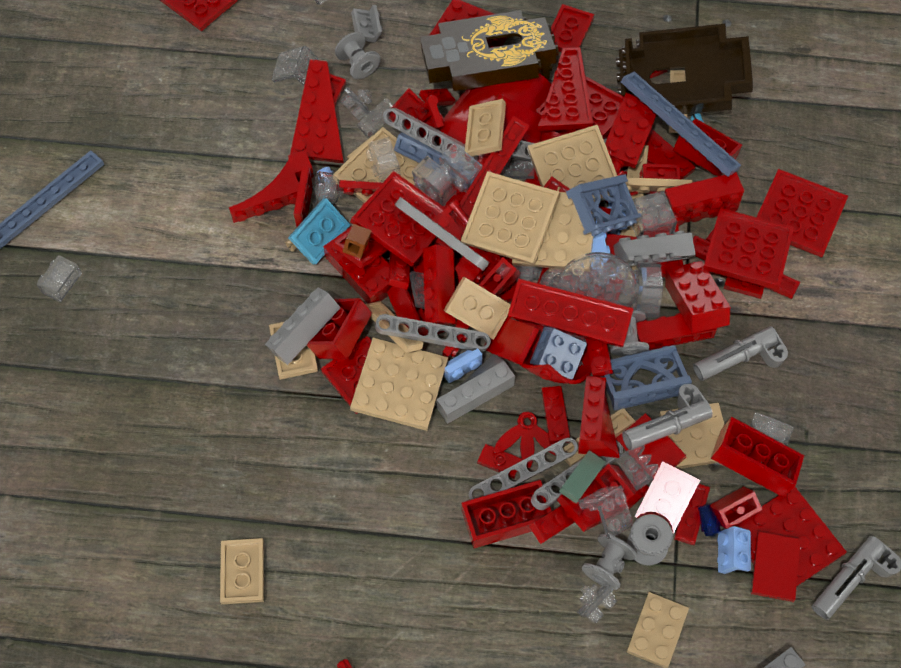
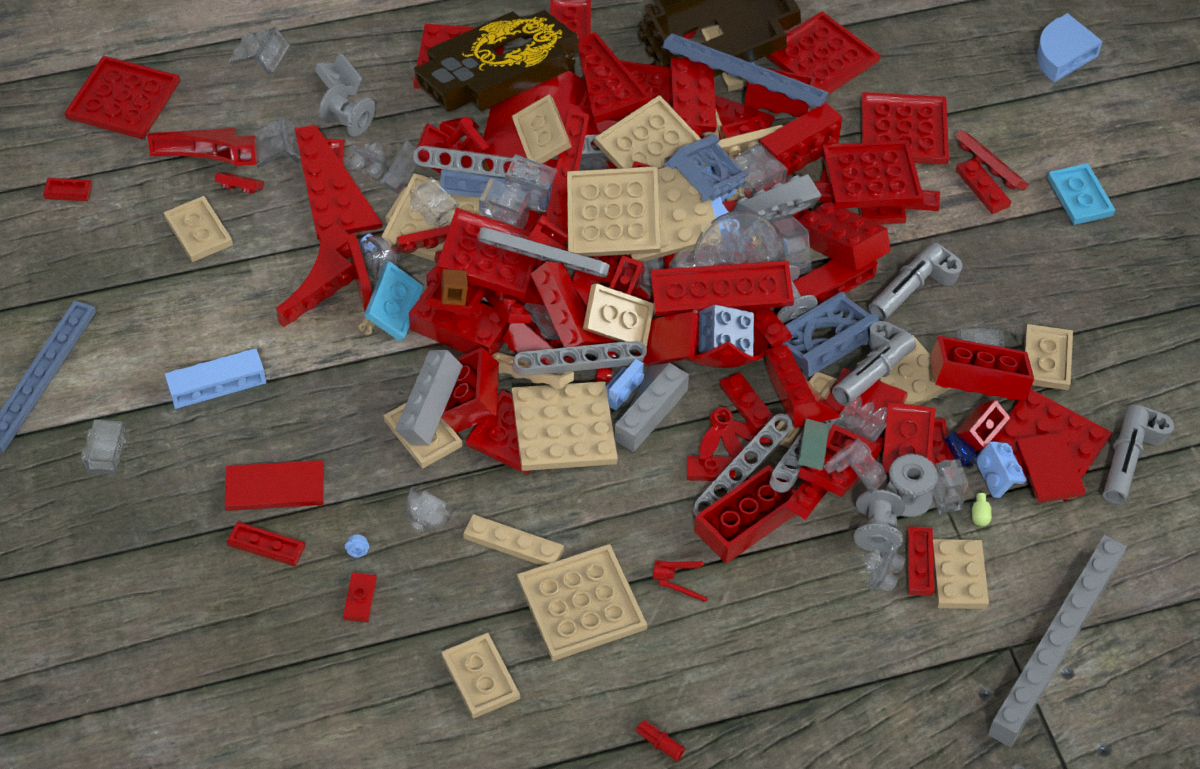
camera: 25 degrees left, 10 degrees down
(128, 56) = (67, 189): none -> red plate
(138, 399) = (266, 544): none -> red tile
(161, 249) = (215, 378): none -> light blue brick
(166, 353) = (274, 485): none -> red tile
(185, 470) = (360, 597): none -> red plate
(201, 427) = (357, 546): none -> light blue plate
(206, 120) = (198, 228): none -> tan plate
(248, 53) = (208, 143): none -> red arch
(248, 87) = (229, 181): none -> red plate
(263, 418) = (426, 511): none -> clear cylinder
(319, 467) = (512, 541): none -> tan plate
(345, 539) = (581, 602): none -> tan plate
(422, 537) = (666, 570): none -> red plant
(629, 607) = (920, 561): none -> red plate
(681, 551) = (950, 486): none -> clear brick
(701, 581) = (981, 510): none -> yellowish green cylinder
(763, 124) = (826, 52): none -> red plate
(825, 463) = (1049, 355): none -> tan plate
(843, 287) = (983, 186): none -> red plate
(858, 262) = (984, 156): none -> red plate

